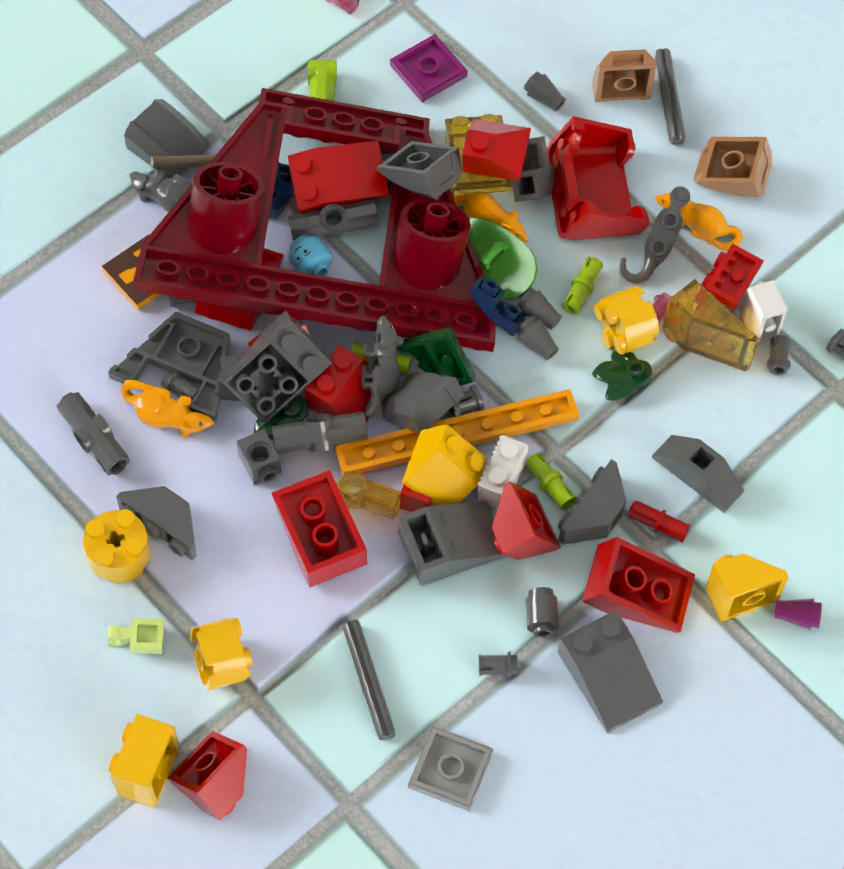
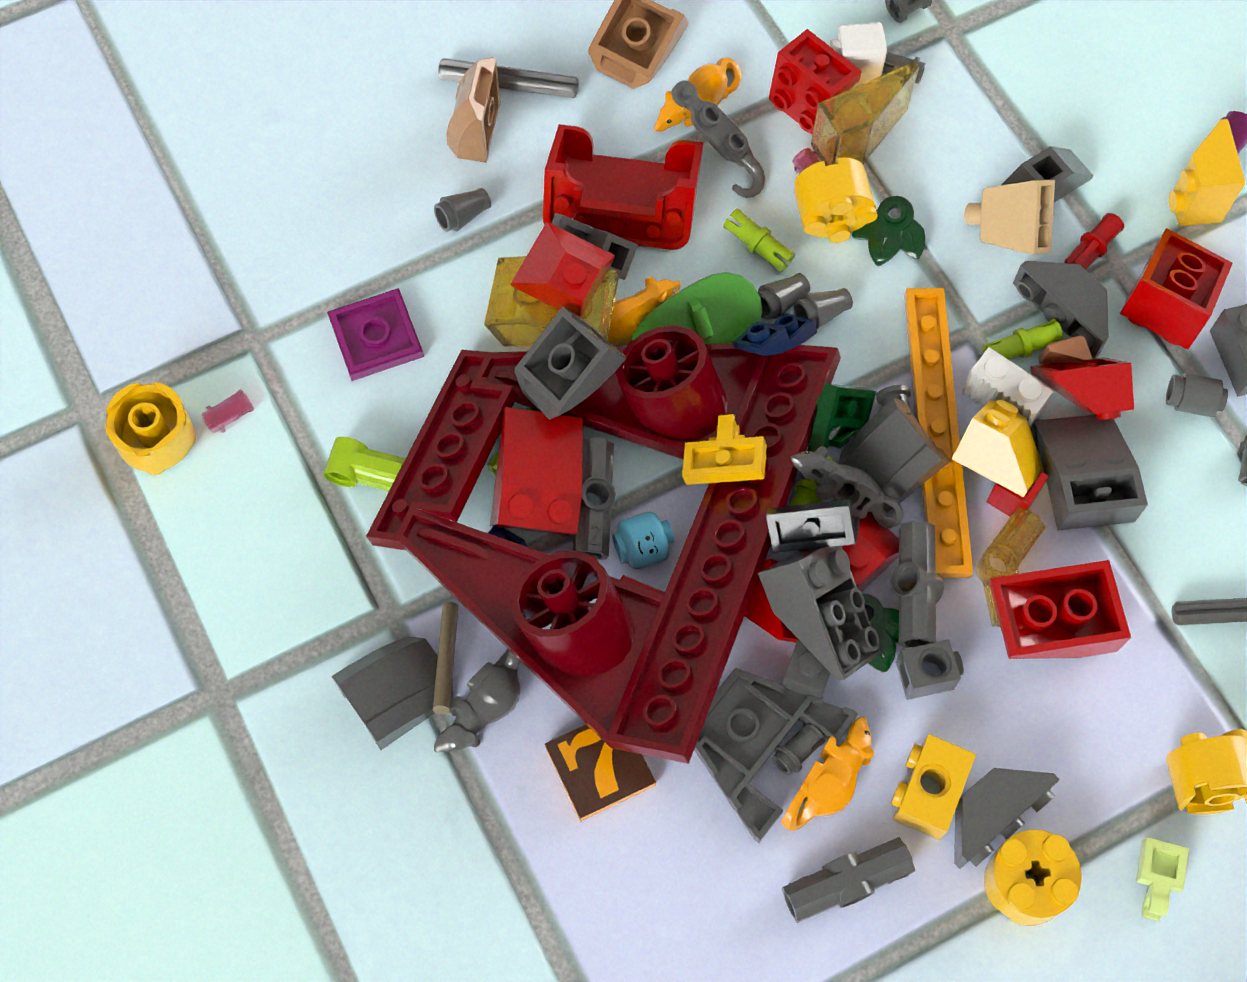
camera: 75 degrees left, 5 degrees up
(186, 483) = (946, 765): none -> yellow brick
(329, 337) = (812, 526): none -> panel
(378, 284) = (724, 457): none -> yellow hinge
(550, 511) = (1066, 351): none -> nougat slope
(653, 450) = (1015, 216): none -> tan torso

